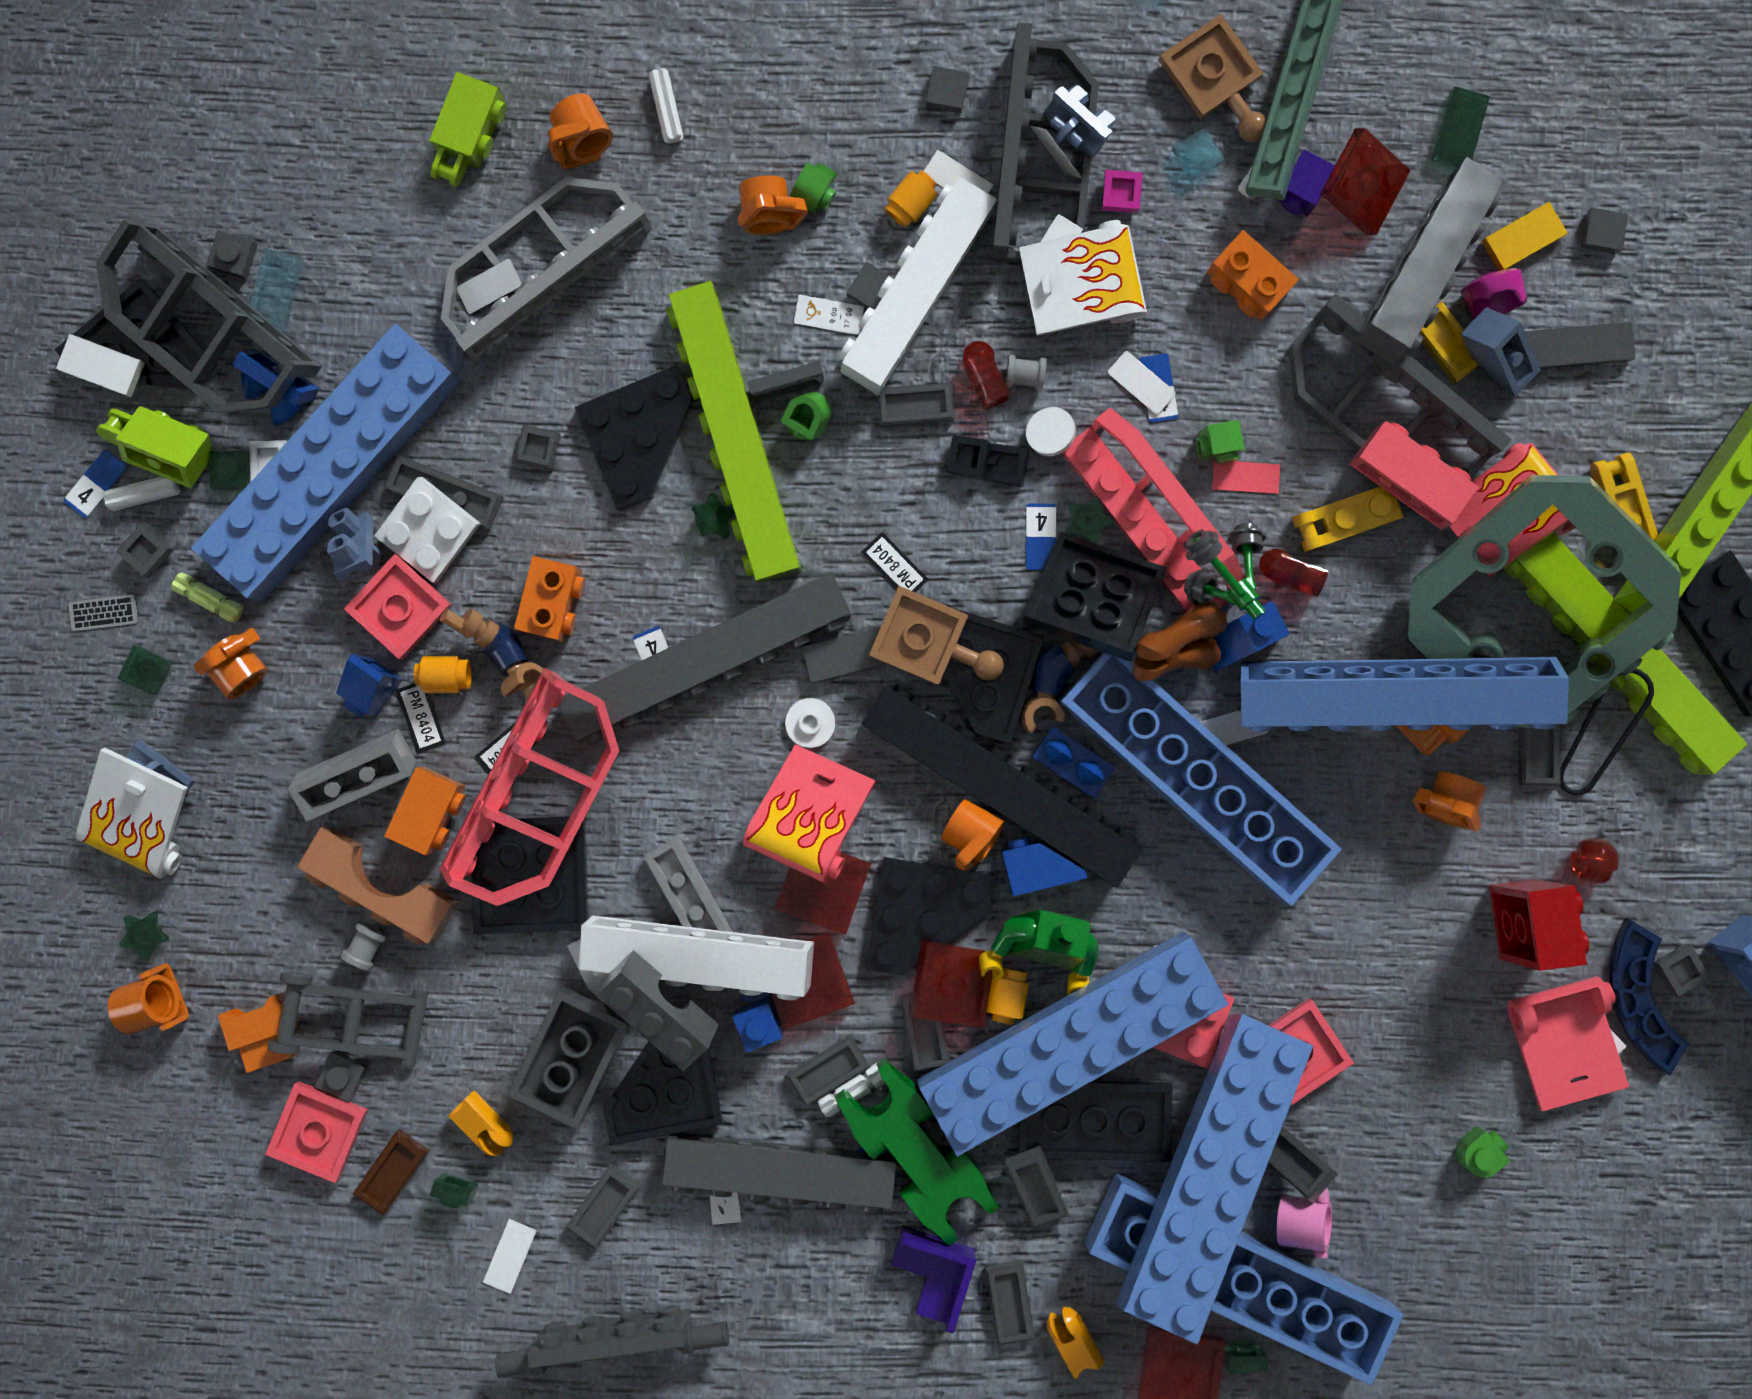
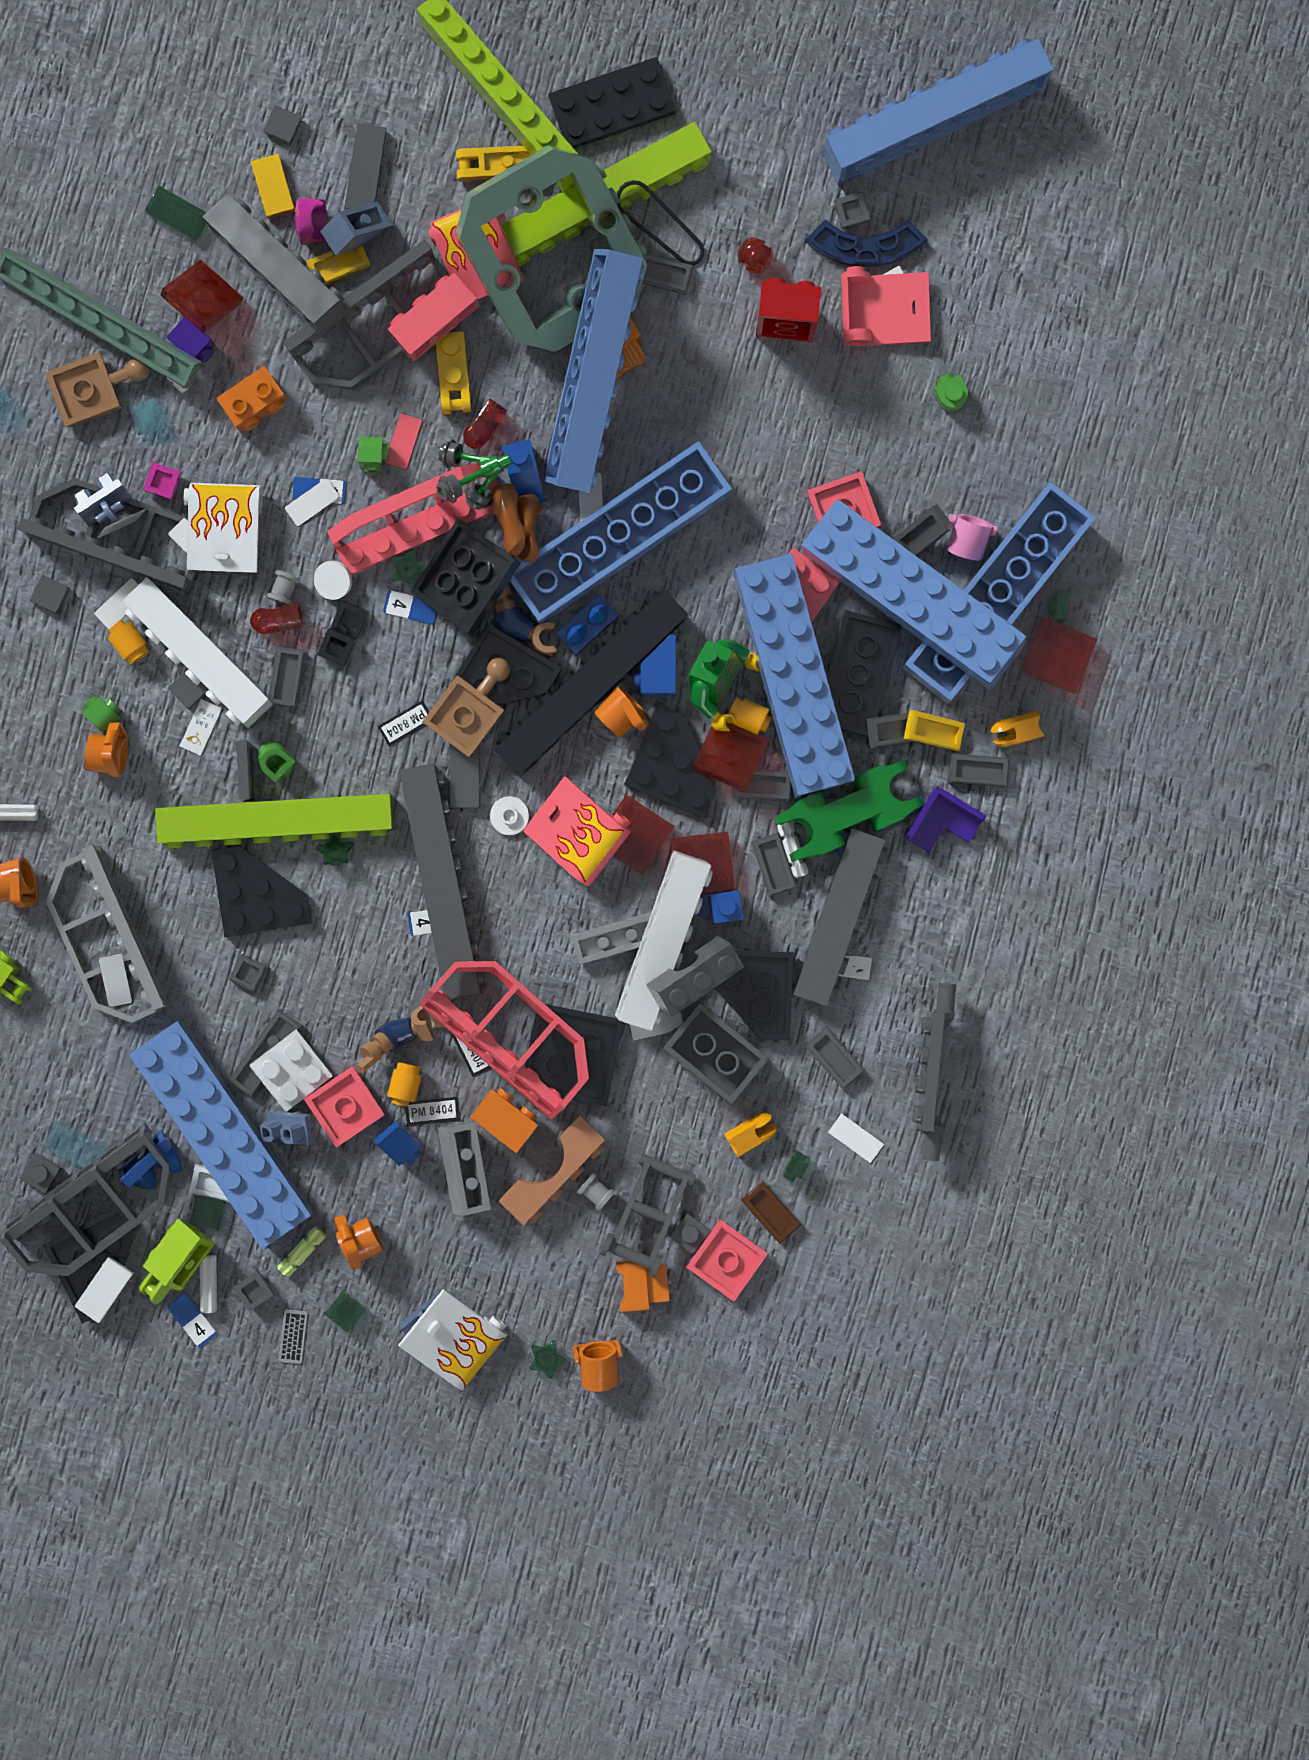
camera: 75 degrees left, 0 degrees up
(549, 599) = (367, 990): orange brick -> none
(1046, 1235) = (934, 730): none -> yellow tile
(1452, 801) = (684, 349): orange piece -> none

